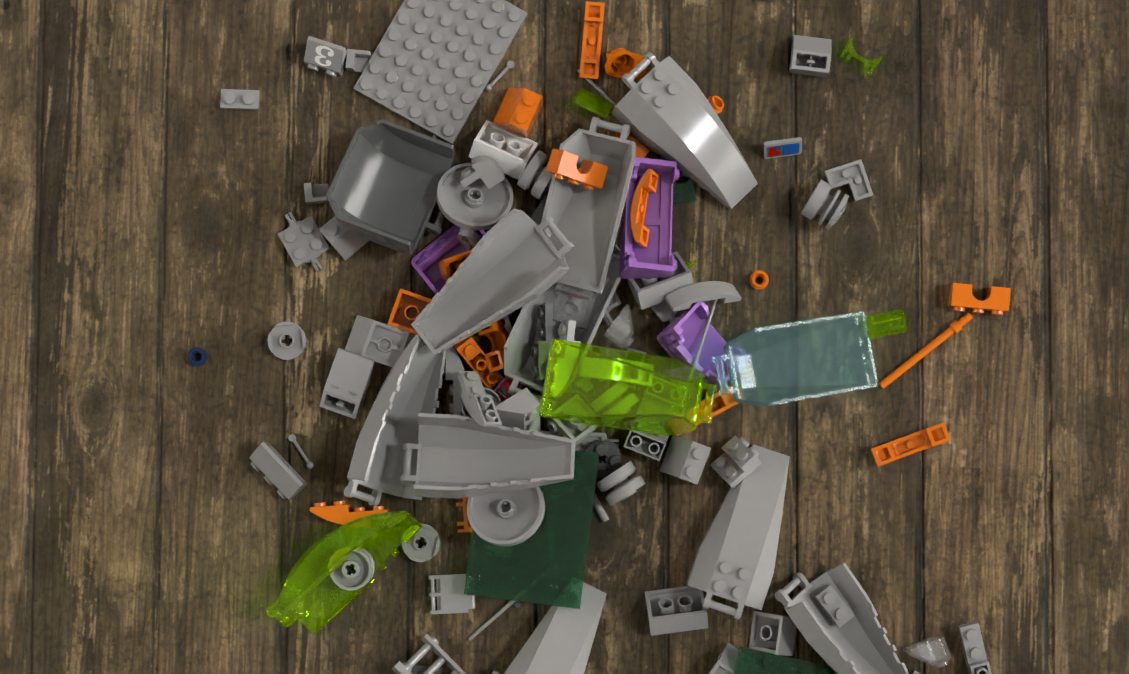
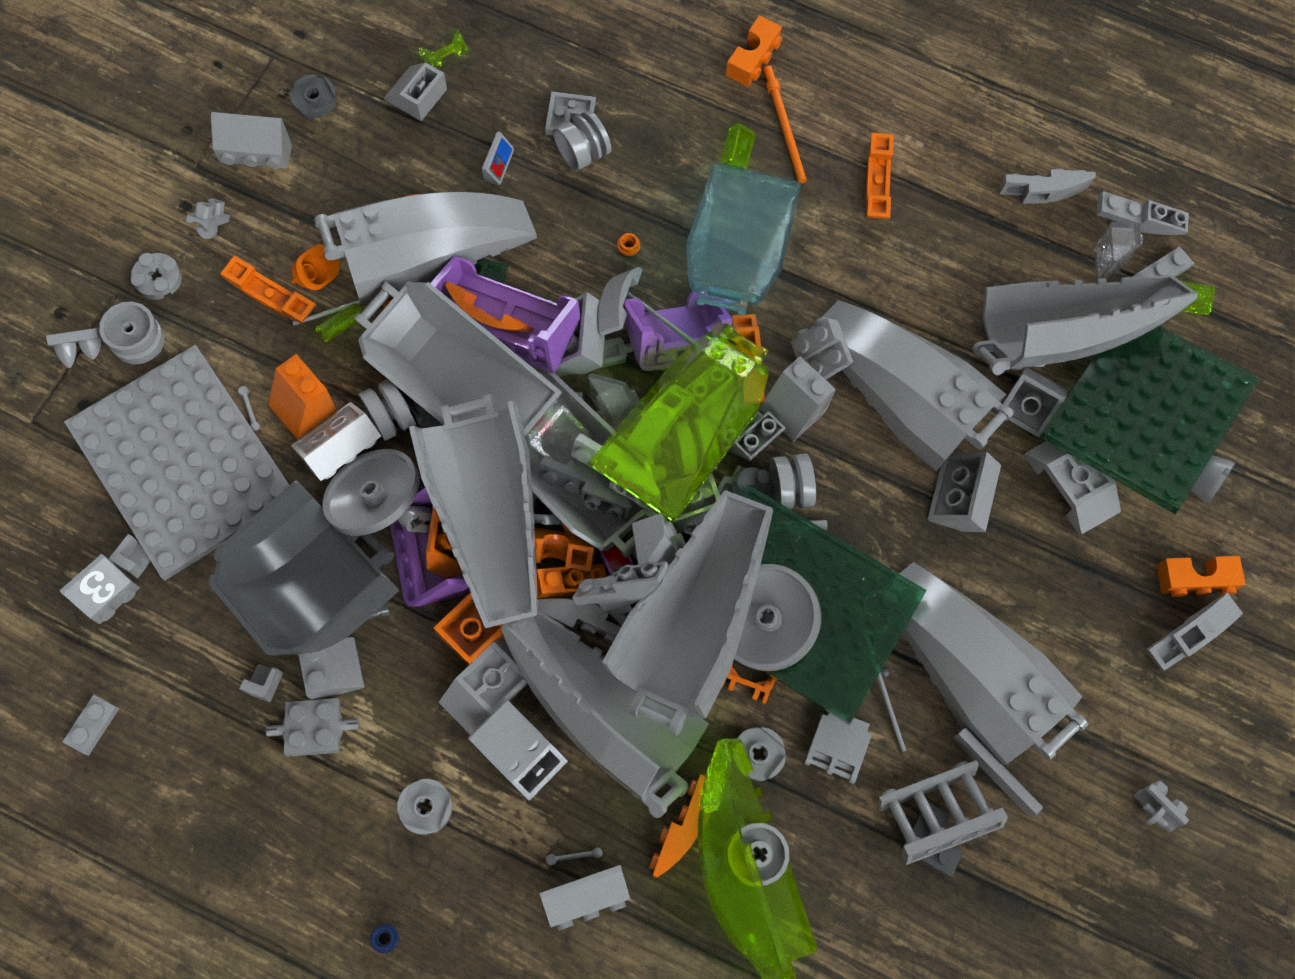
camera: 75 degrees left, 15 degrees down
(483, 168) = (344, 463): light grey brick -> none
(564, 164) = (393, 362): orange arch -> none
(834, 606) = (1015, 323): light grey plate -> none
(974, 585) = (1054, 187): none -> light grey slope

